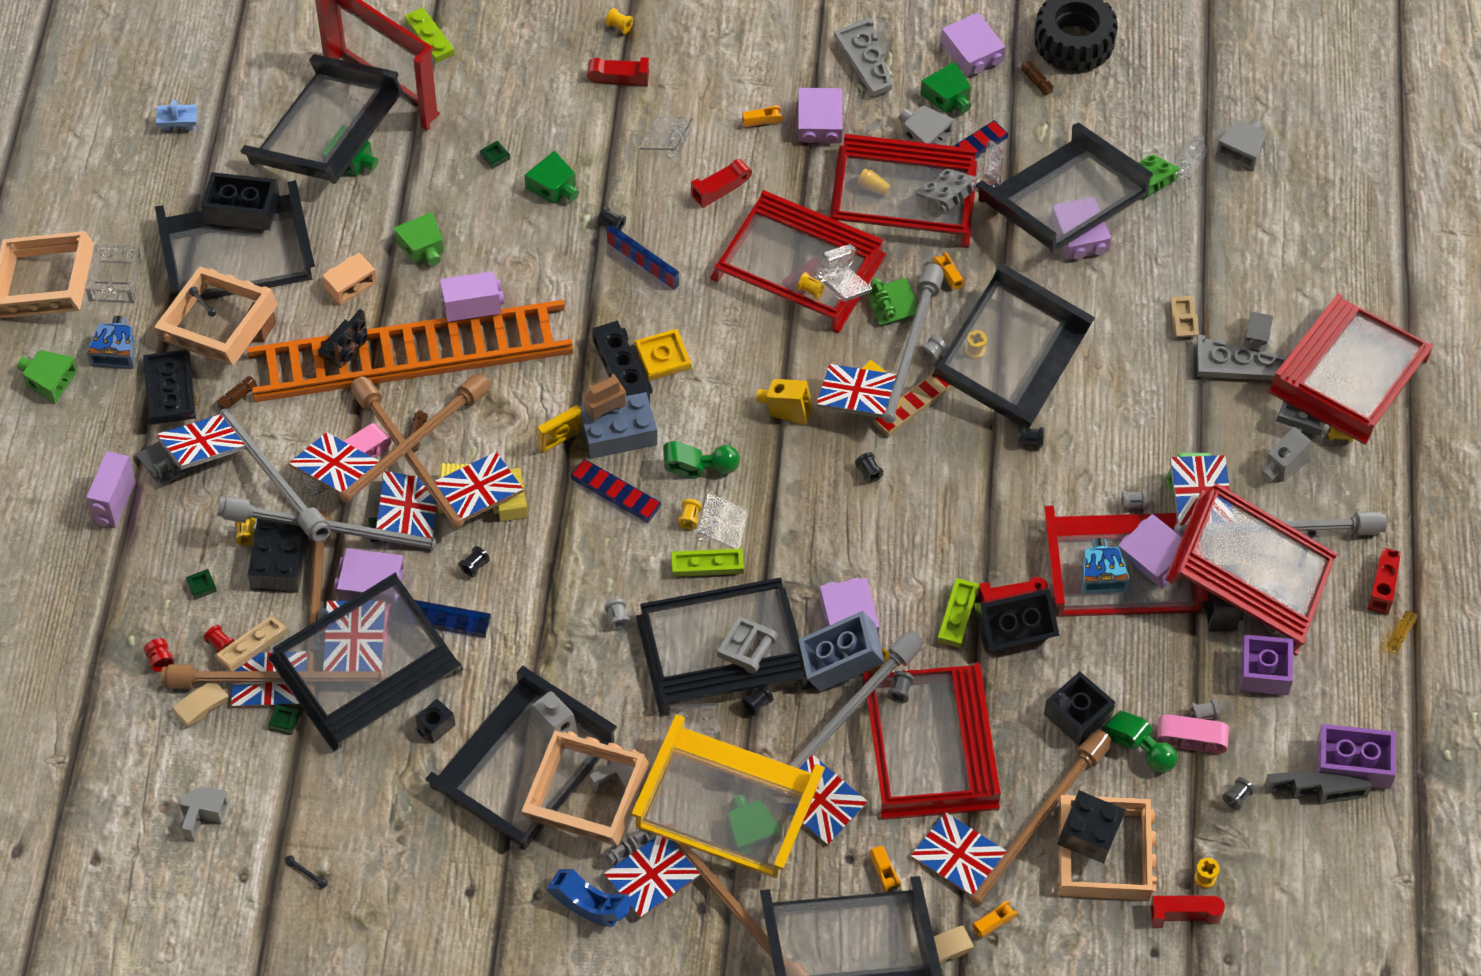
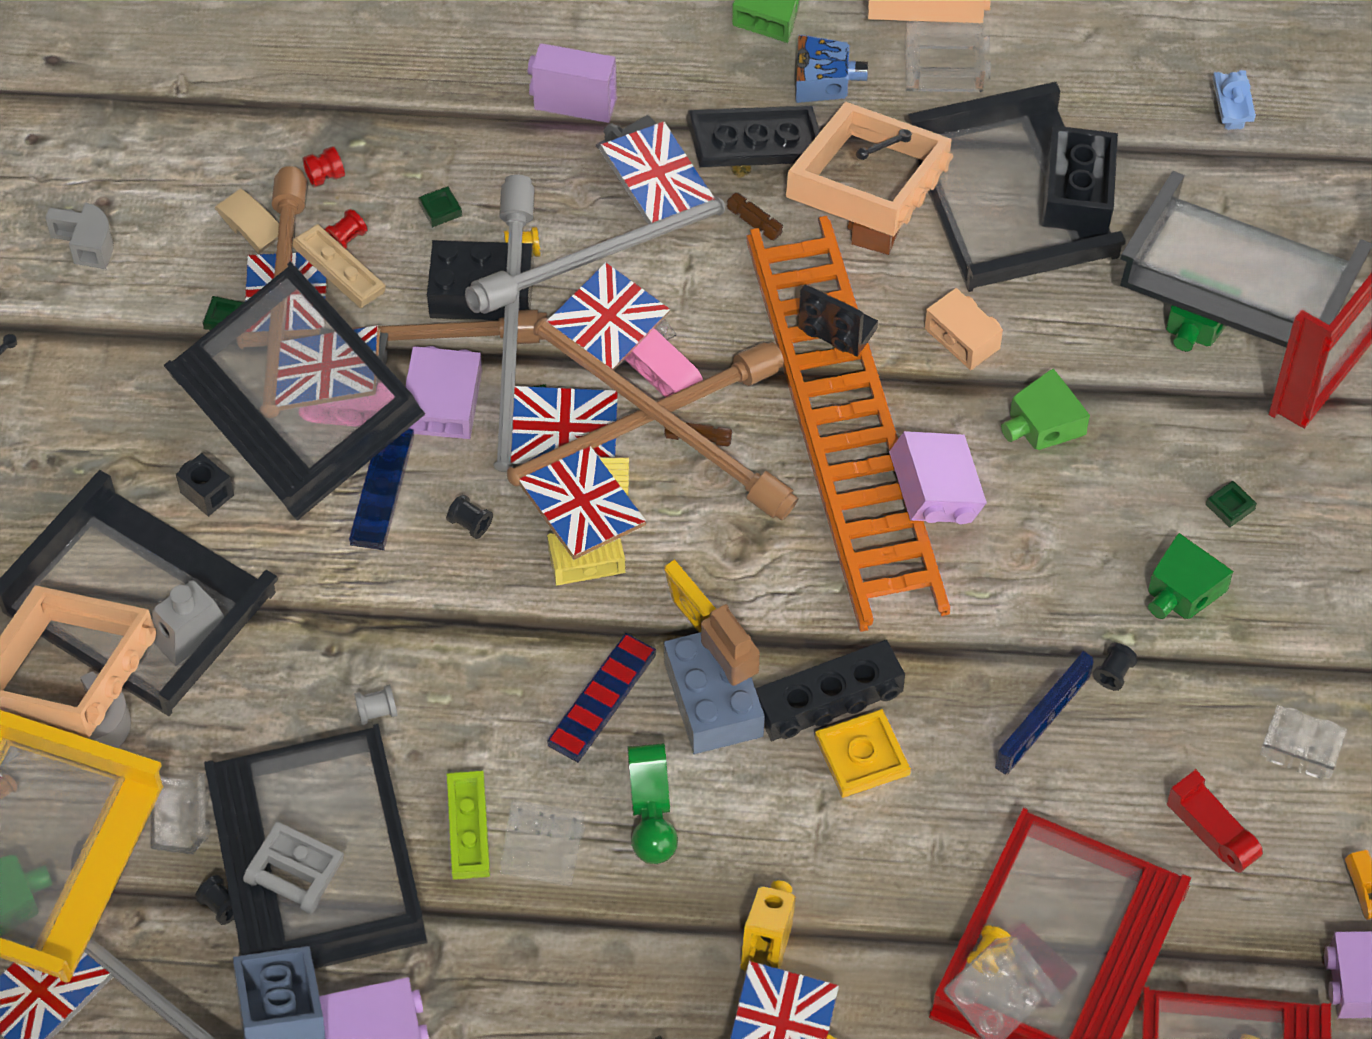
camera: 90 degrees right, 0 degrees up
(689, 514) = (556, 794): yellow bush -> none

